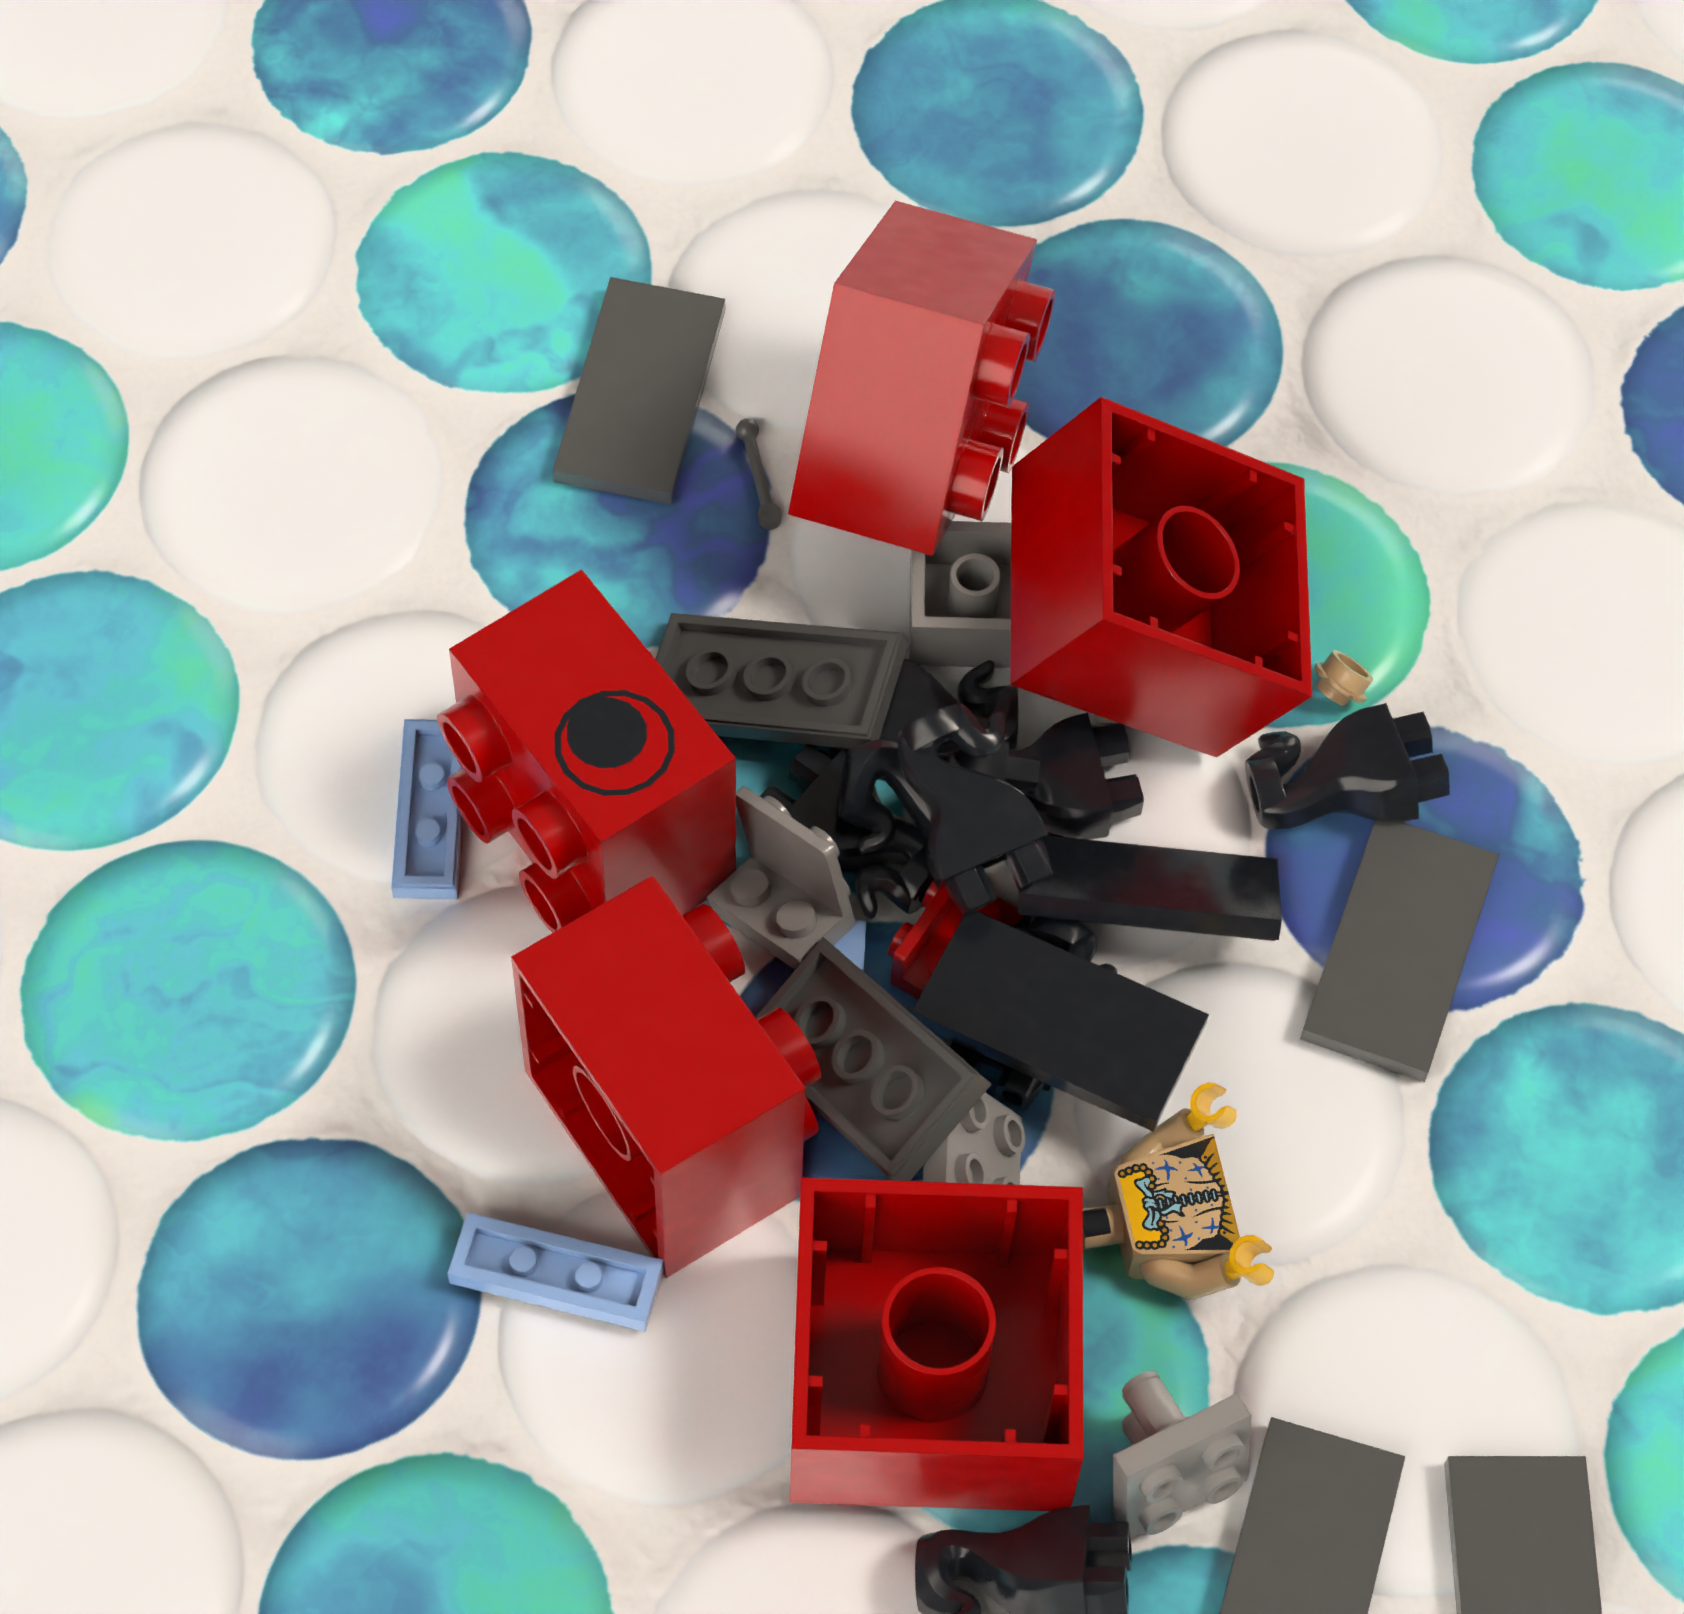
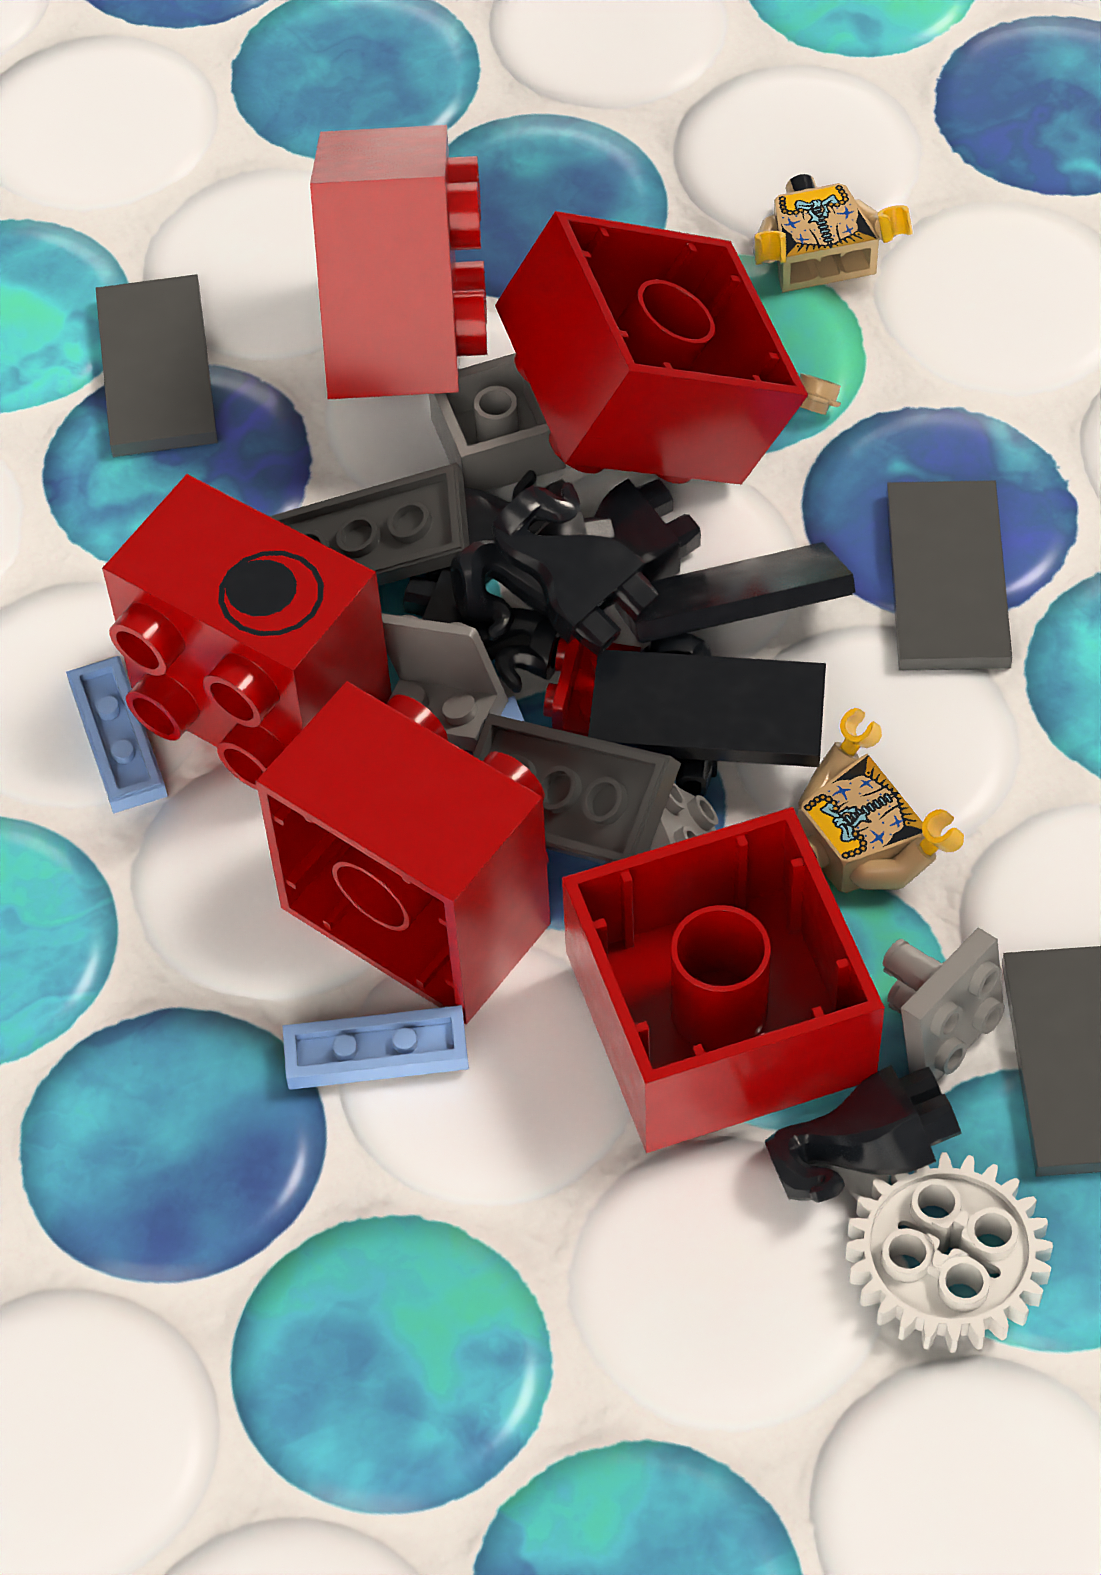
camera: 15 degrees left, 5 degrees down
(768, 514) = (301, 423): dark grey hinge -> none
(1355, 771) = (859, 451): black hips -> none
(1428, 489) = (824, 234): none -> torso

